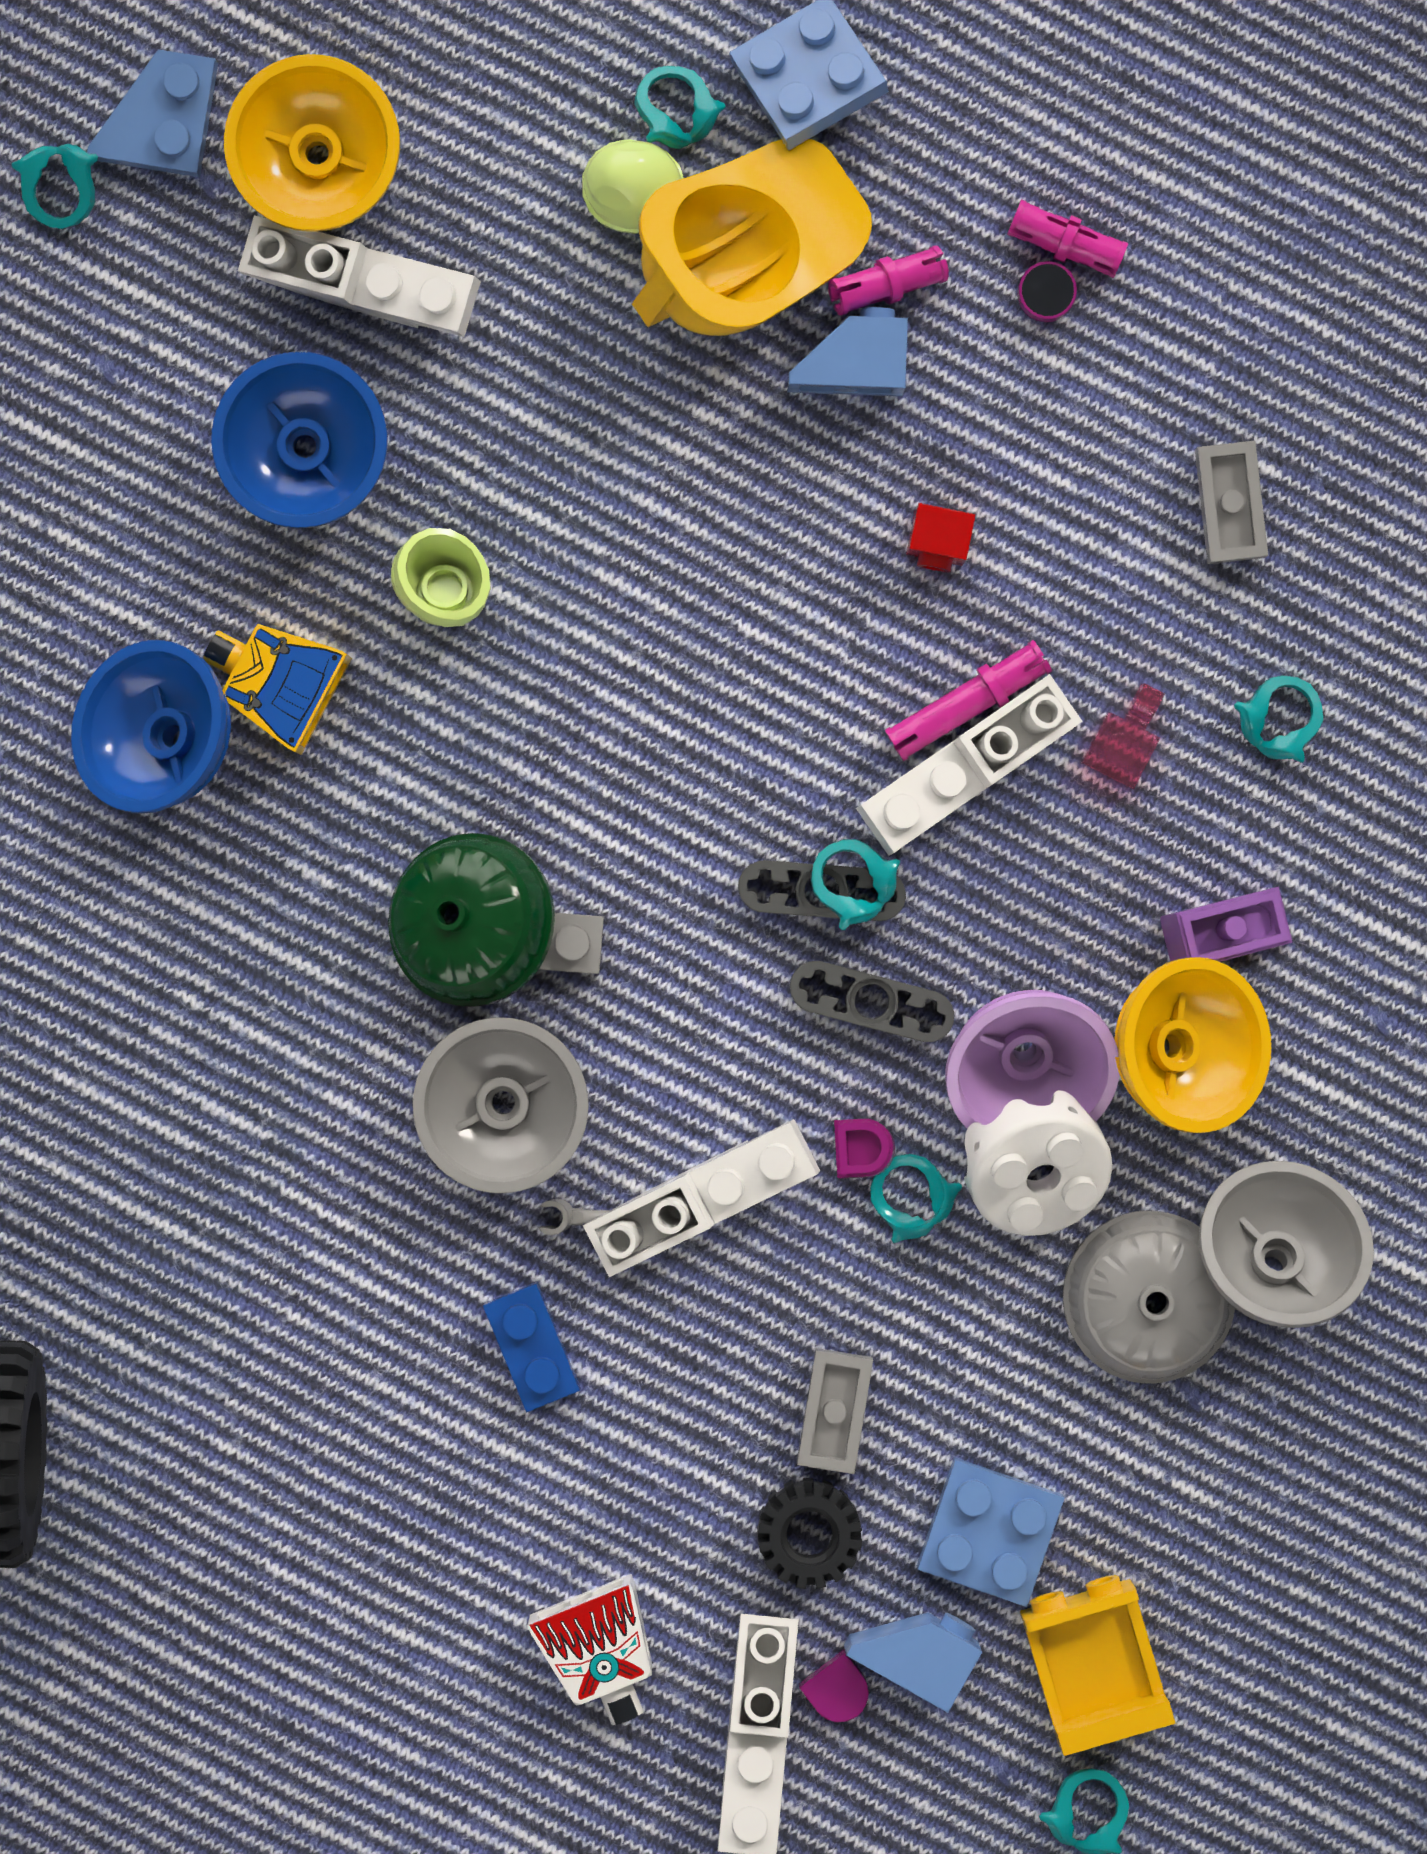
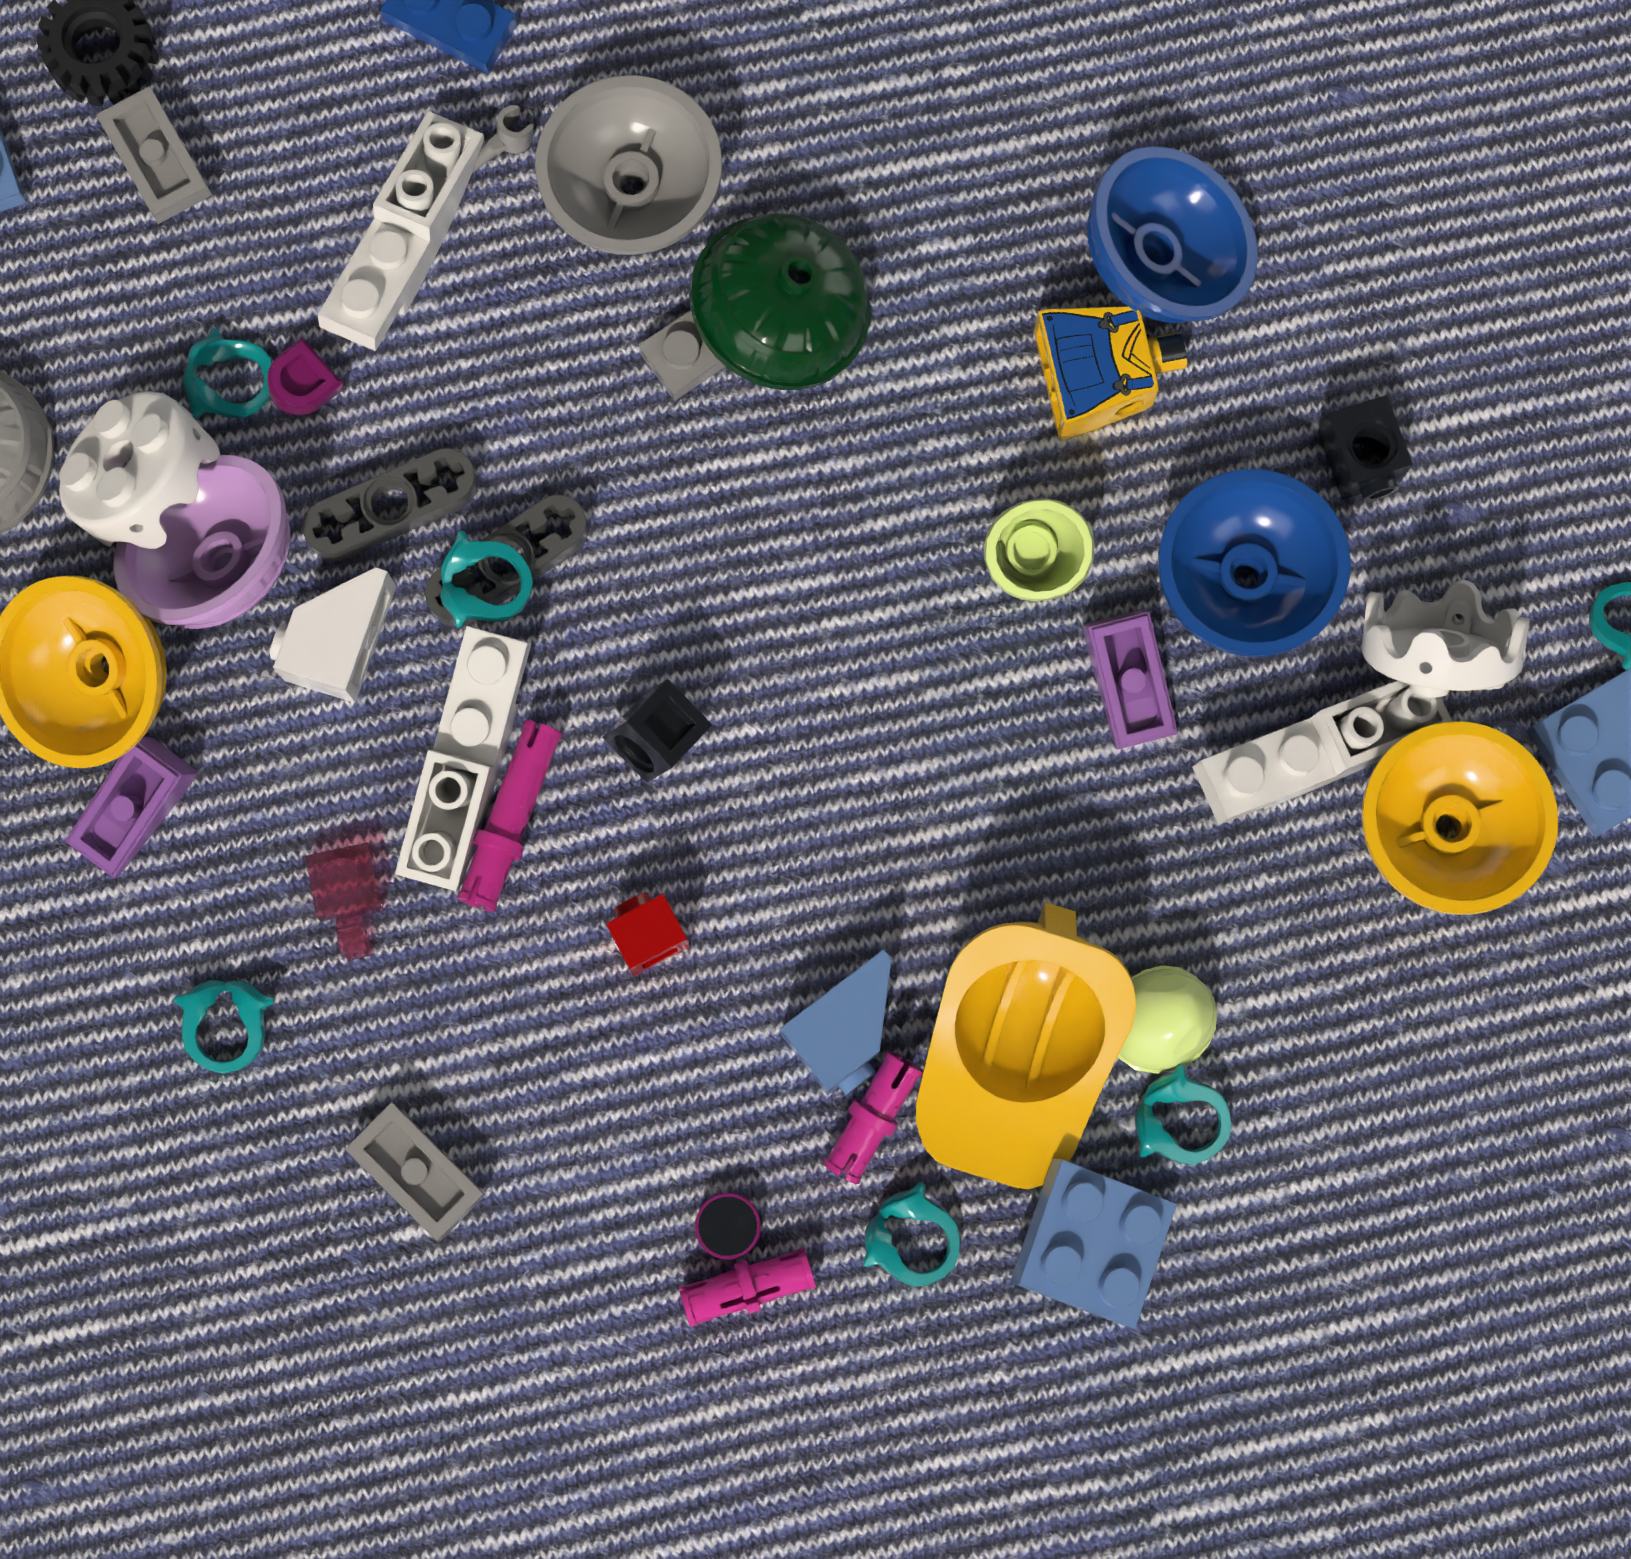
camera: 135 degrees right, 10 degrees down
(153, 487) = (1372, 424): none -> black brick
(218, 269) = (1435, 649): none -> white plate
(448, 444) = (1130, 678): none -> medium lavender slope
(818, 669) = (657, 731): none -> black brick
(907, 196) = (915, 1206): none -> teal piece
(992, 930) = (334, 636): none -> white slope

